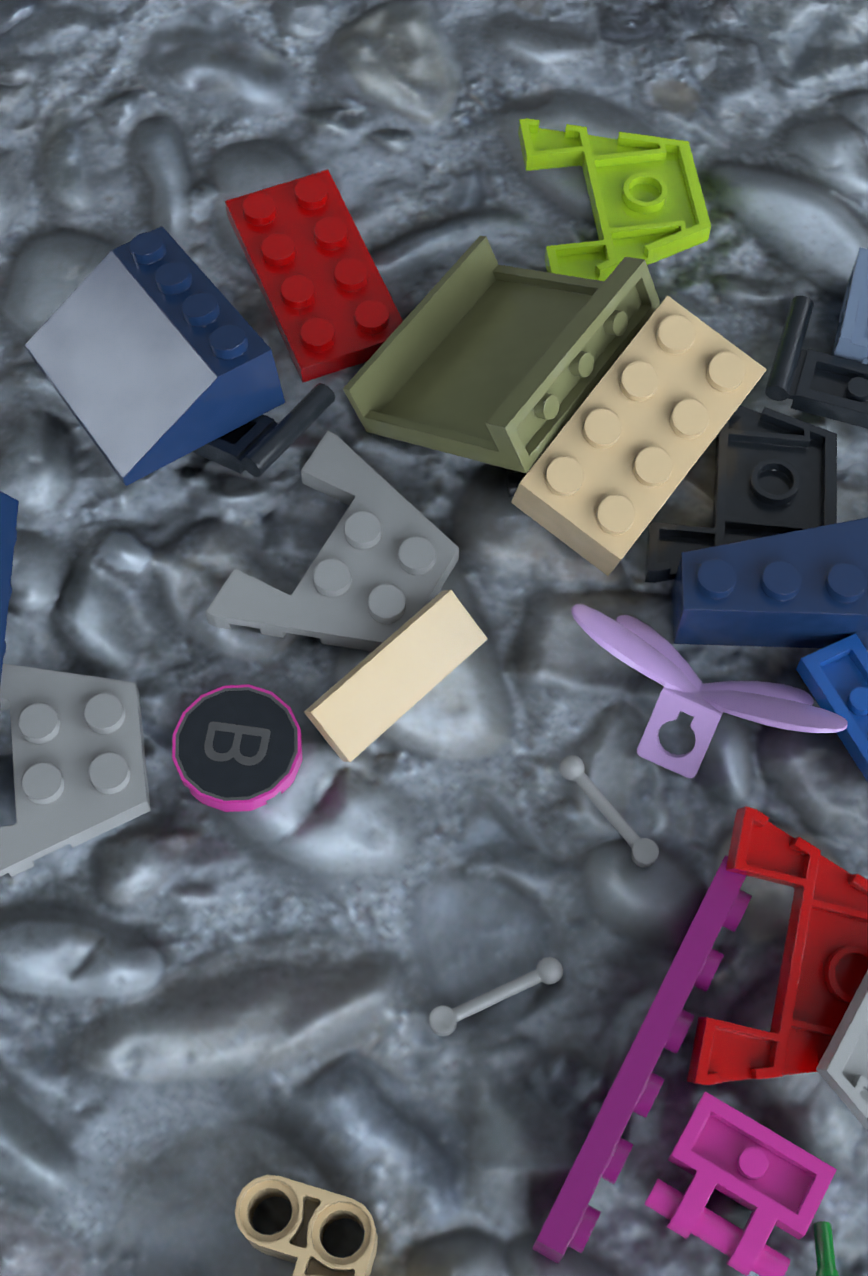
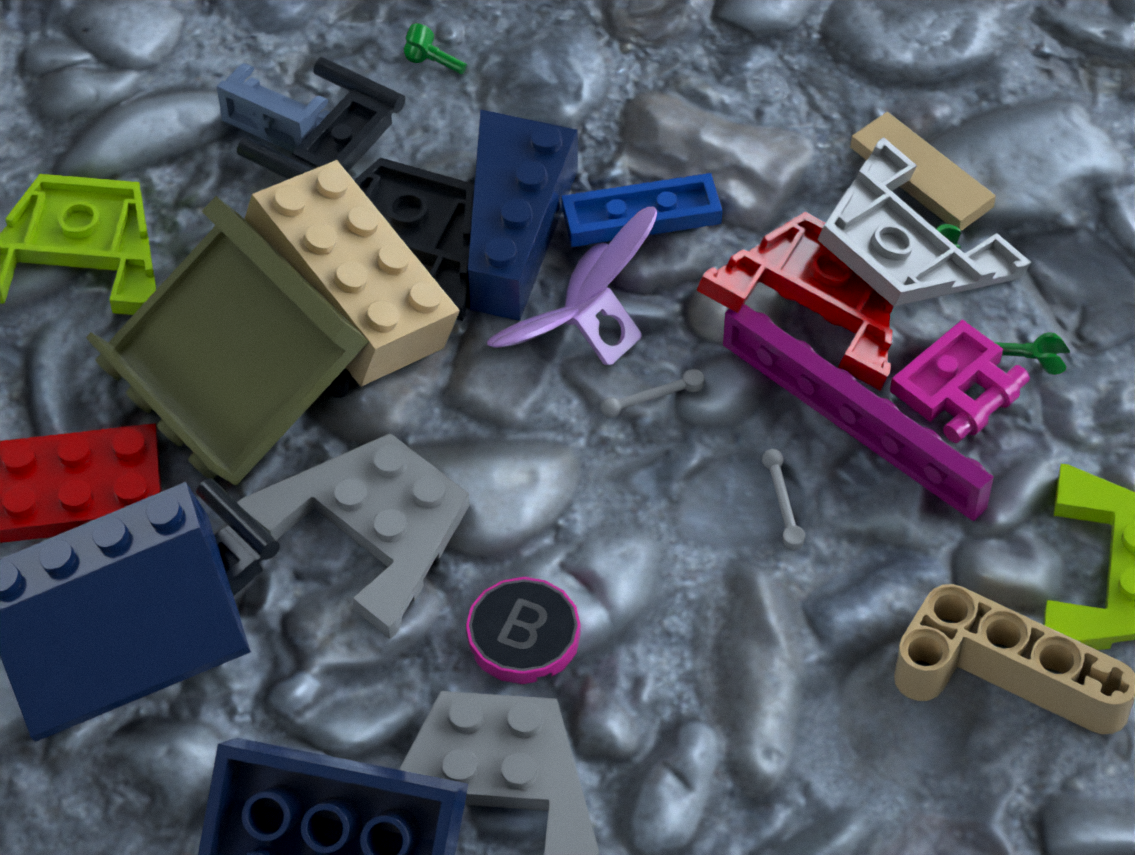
camera: 75 degrees left, 10 degrees down
(395, 675) = (497, 500): tan tile -> none

